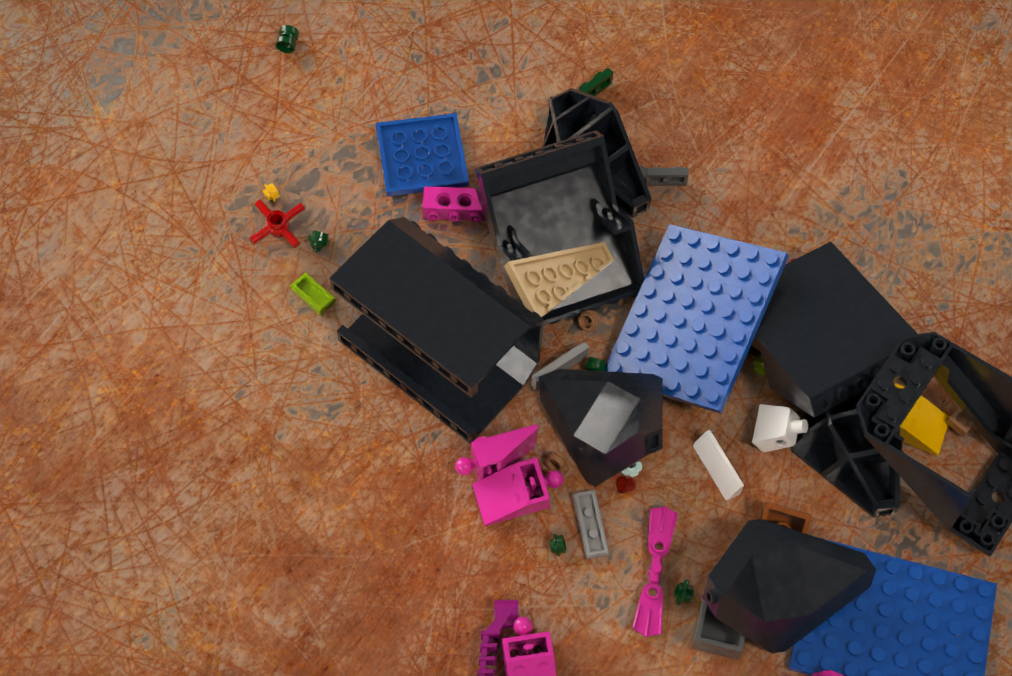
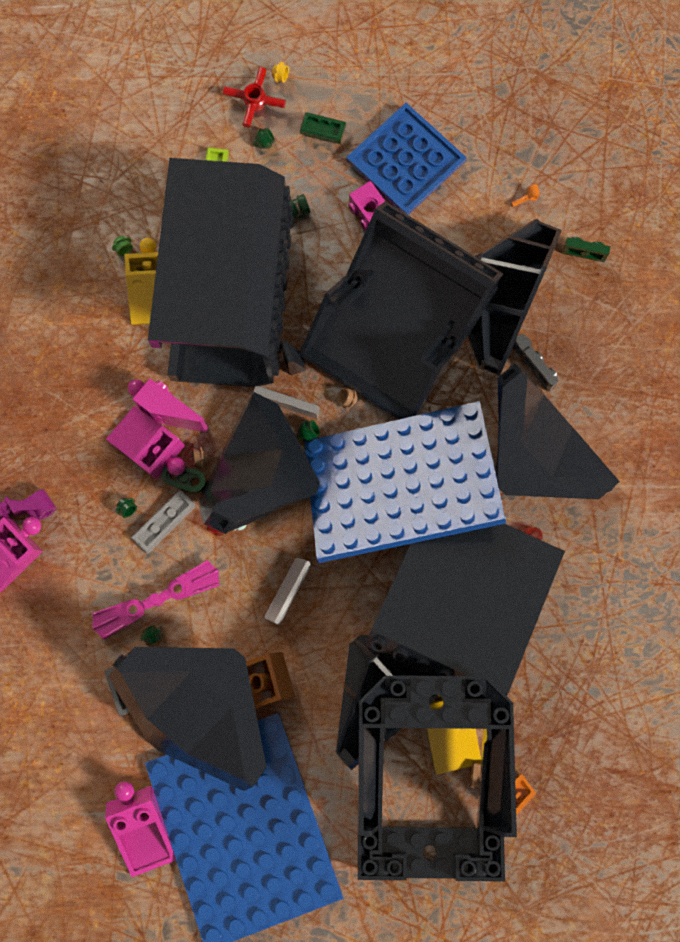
camera: 60 degrees right, 15 degrees up
(323, 403) = (122, 245): none -> bright green plate
(345, 193) = (322, 128): none -> dark green plate
(383, 407) = (141, 283): none -> yellow slope
(520, 91) = (532, 195): none -> orange hand
(554, 276) = (337, 337): tan wing -> none
(568, 486) = (185, 479): none -> dark green plate
(736, 209) = (541, 449): none -> black panel
(777, 428) = (353, 617): white torso -> none

